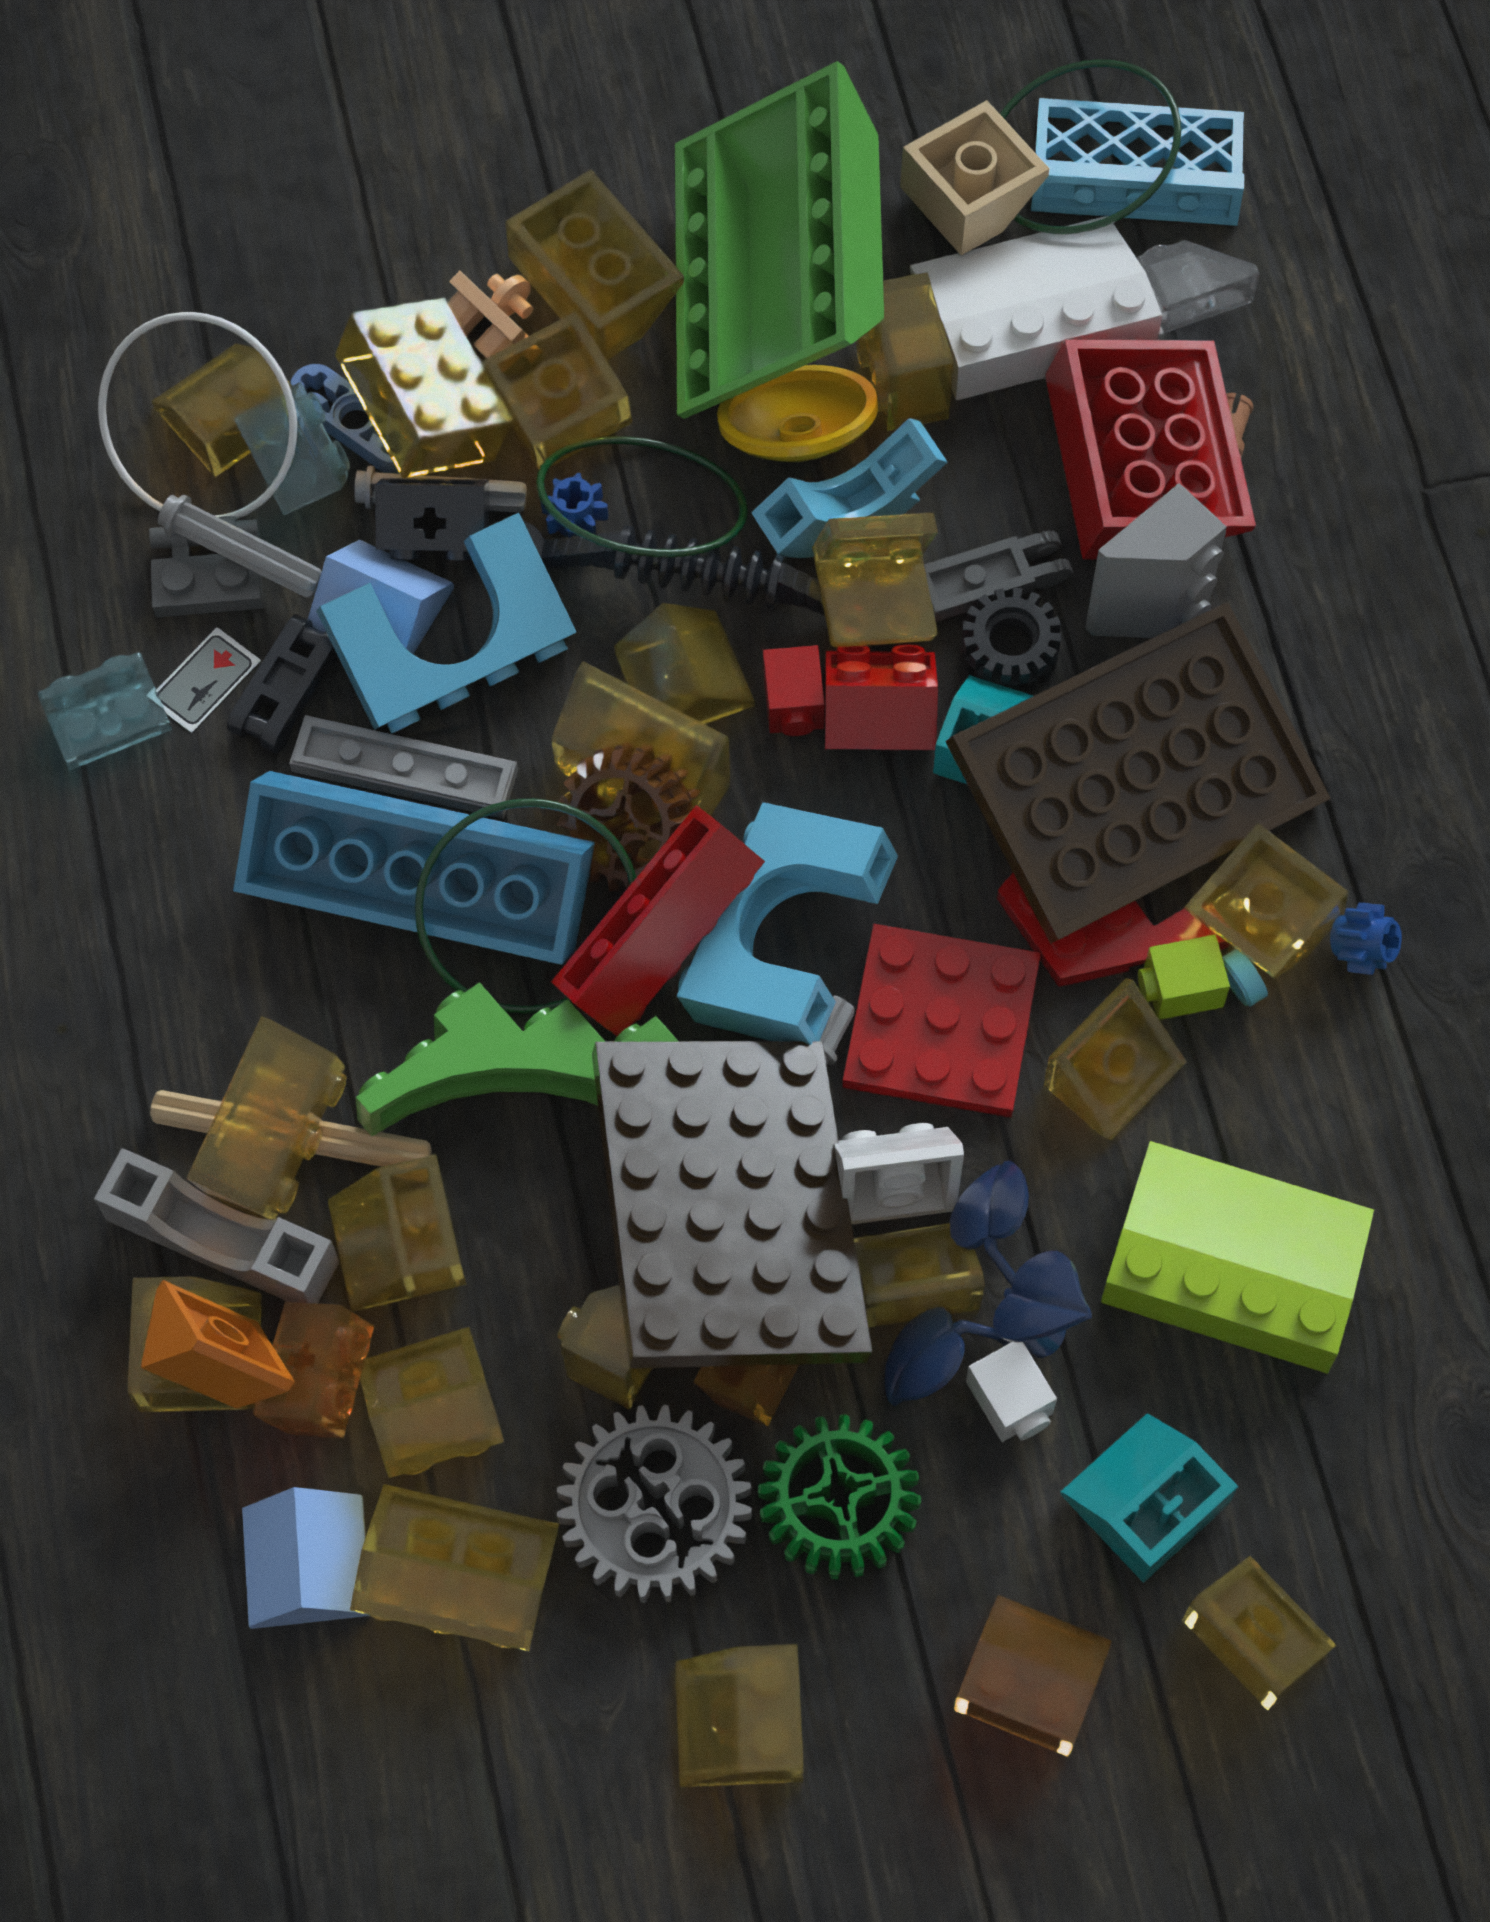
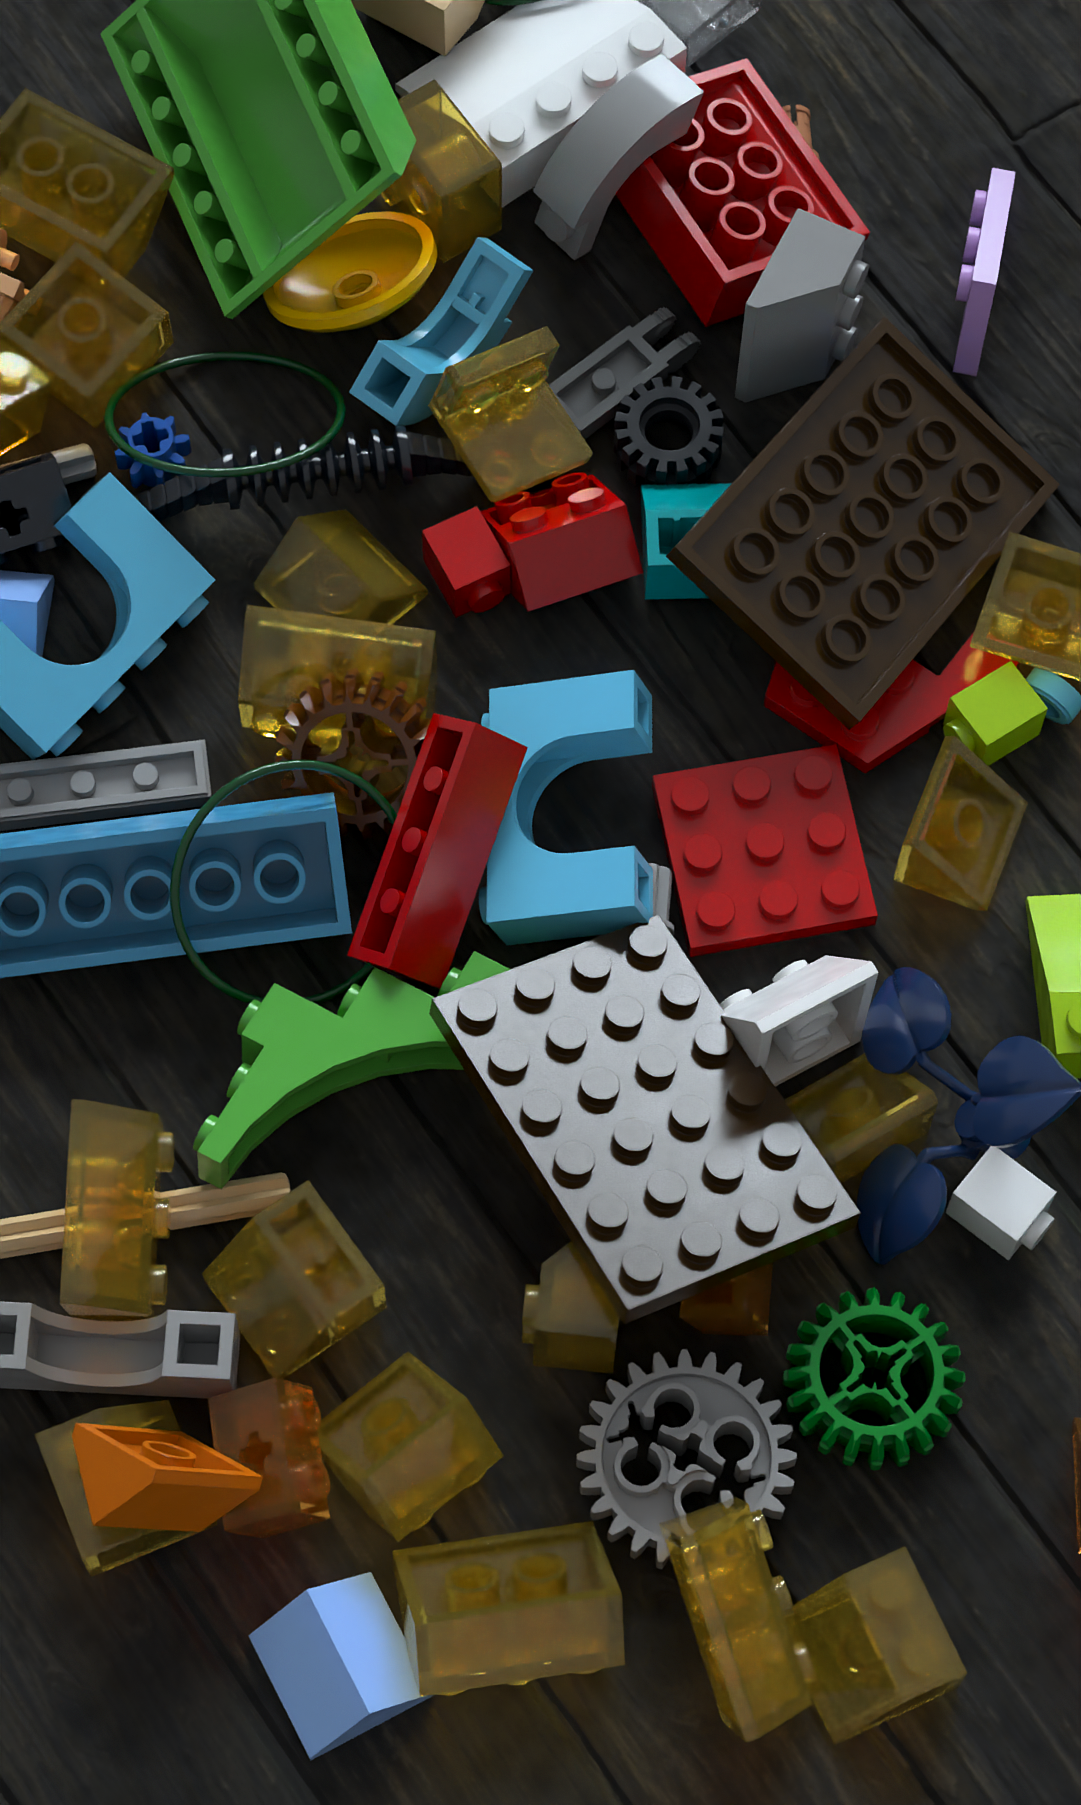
camera: 25 degrees left, 0 degrees up
(635, 1648) = (739, 1616): none -> clear yellow slope
(1053, 373) = (607, 145): none -> light grey arch
(1346, 581) = (979, 281): none -> lavender wing

